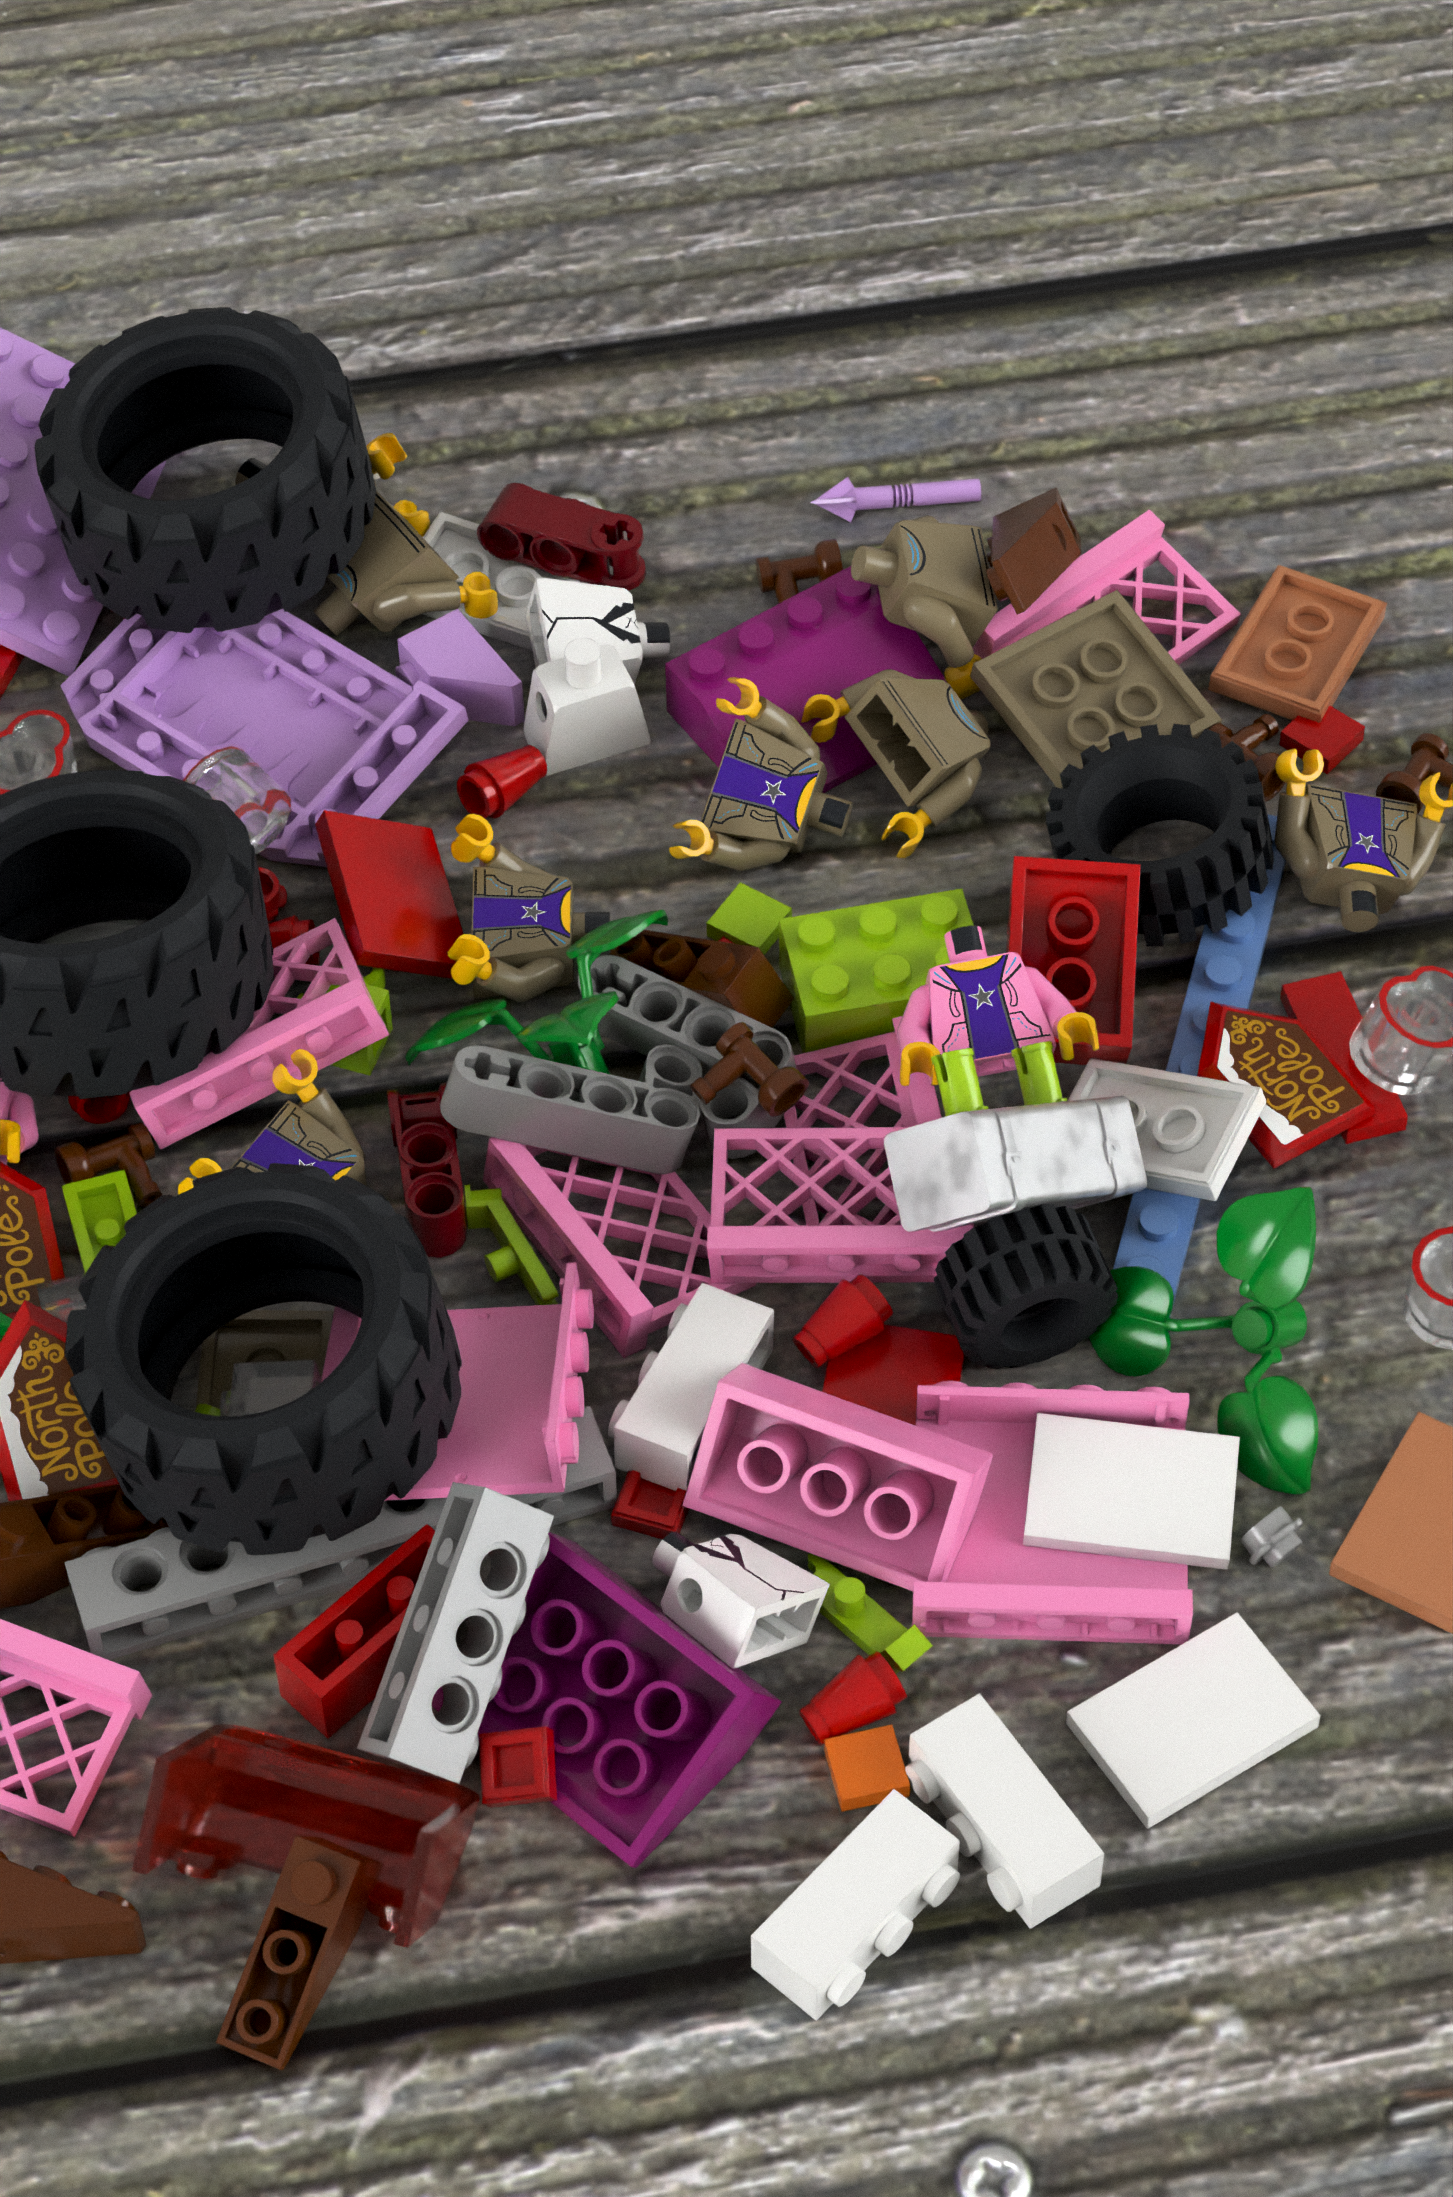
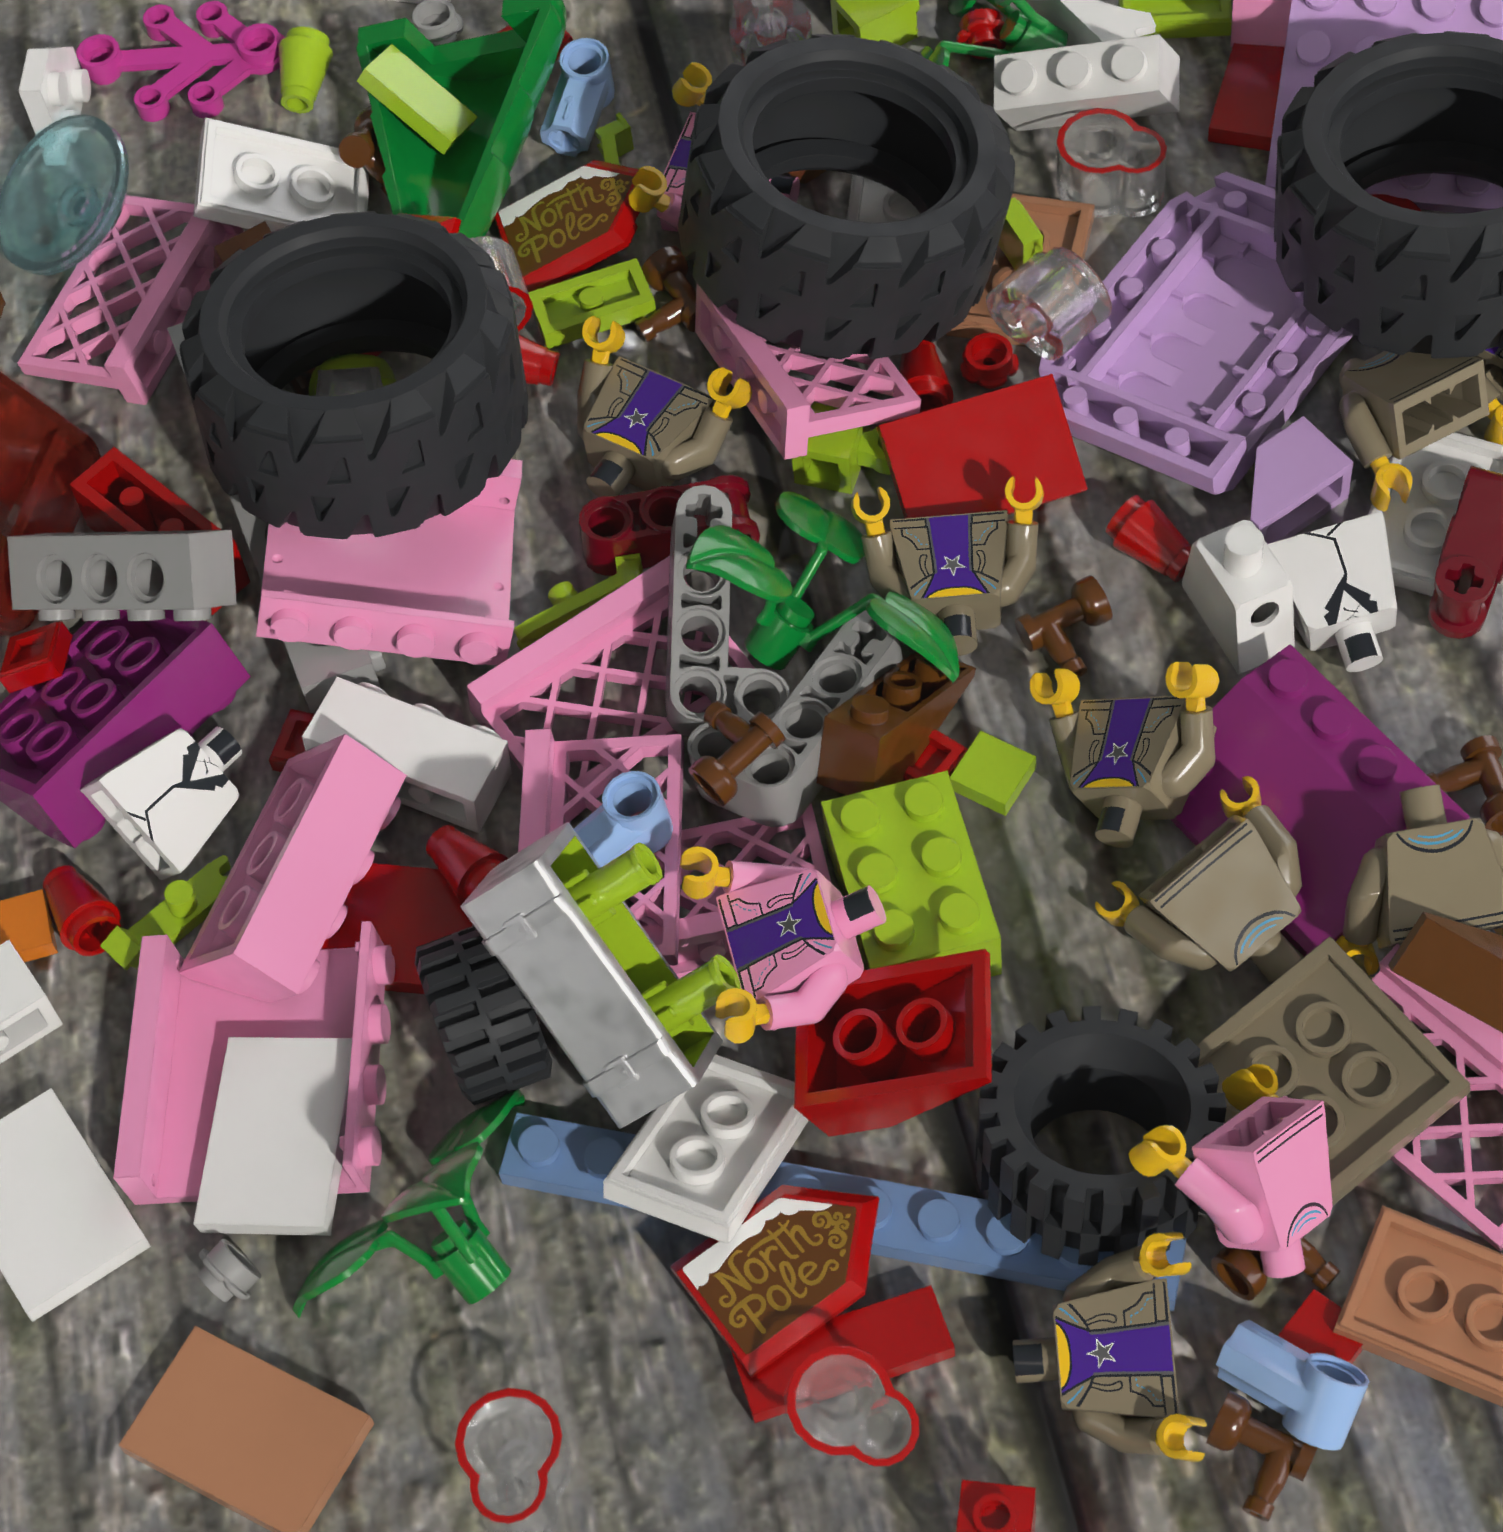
camera: 95 degrees right, 5 degrees up
(569, 834) = (1046, 629): none -> reddish brown piece
(849, 1164) = (611, 827): none -> light blue piece
(1216, 701) = (1256, 1174): none -> bright pink torso
(1381, 733) = (1311, 1391): none -> light blue piece

